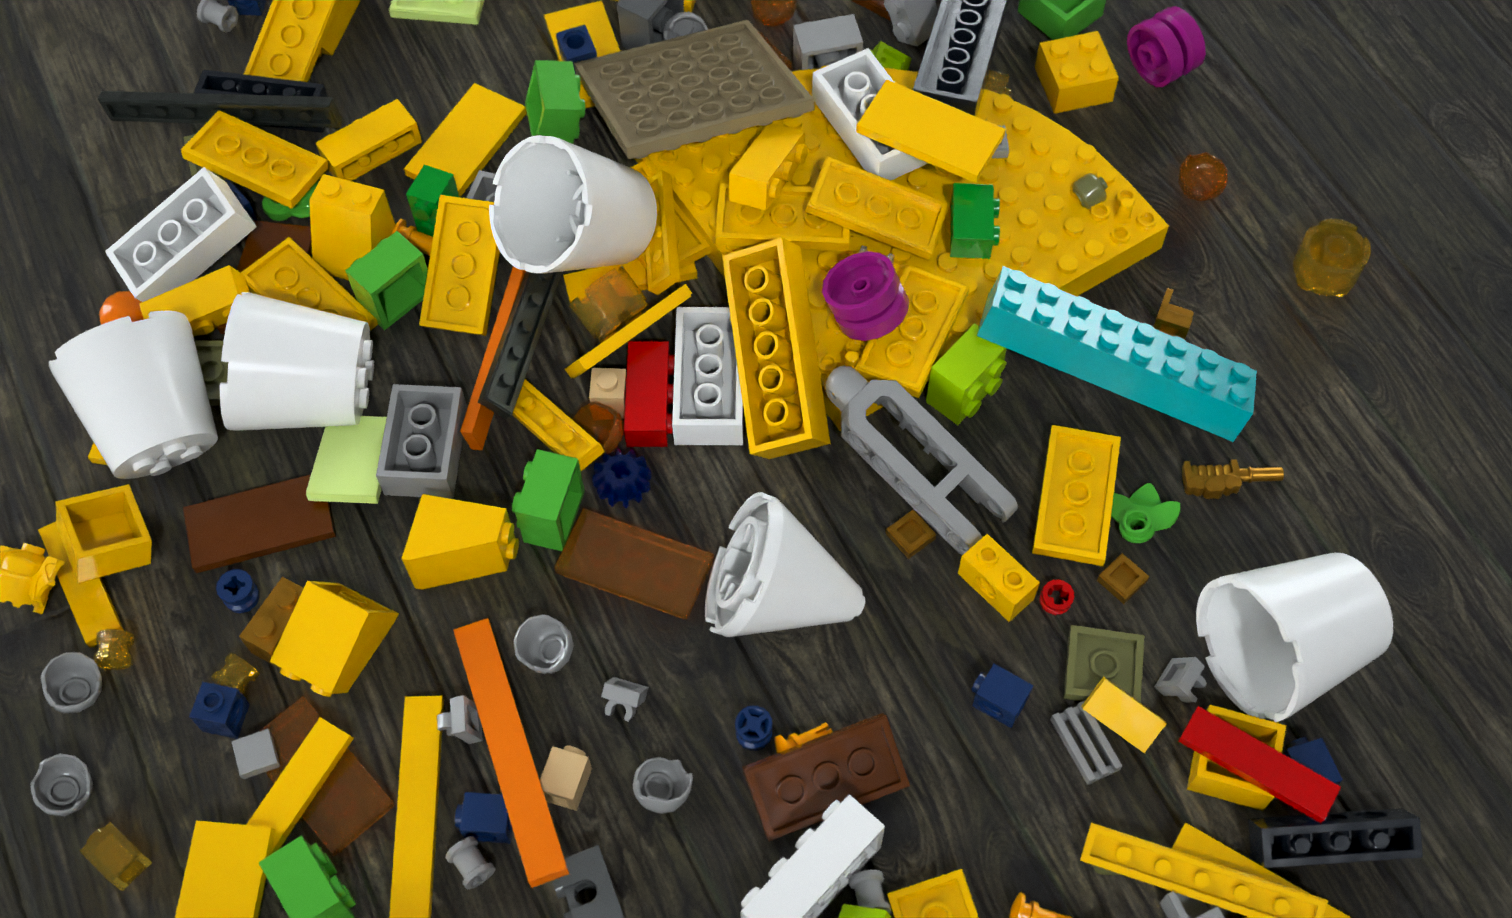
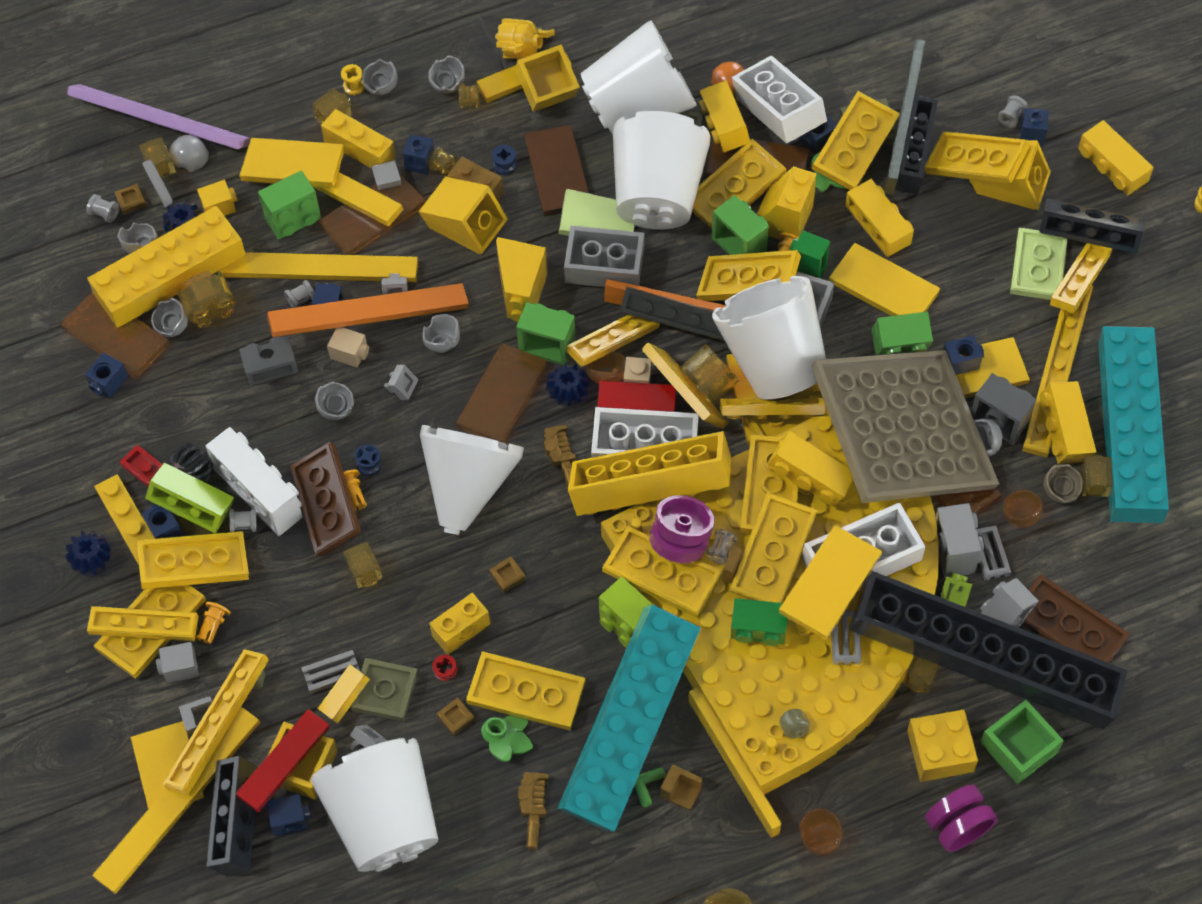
camera: 95 degrees right, 0 degrees up
(59, 820) = (349, 77): none -> yellow bush
(189, 796) = (358, 140): none -> yellow brick
(718, 488) = (558, 449): none -> pearl gold piece
(855, 395) = (603, 524): light grey piece -> none
(903, 248) = (732, 564): none -> pearl gold tile
(924, 714) = (363, 565): none -> clear yellow brick
(1001, 694) = (370, 616): dark blue brick -> none
(1143, 257) = (735, 762): none -> yellow tile

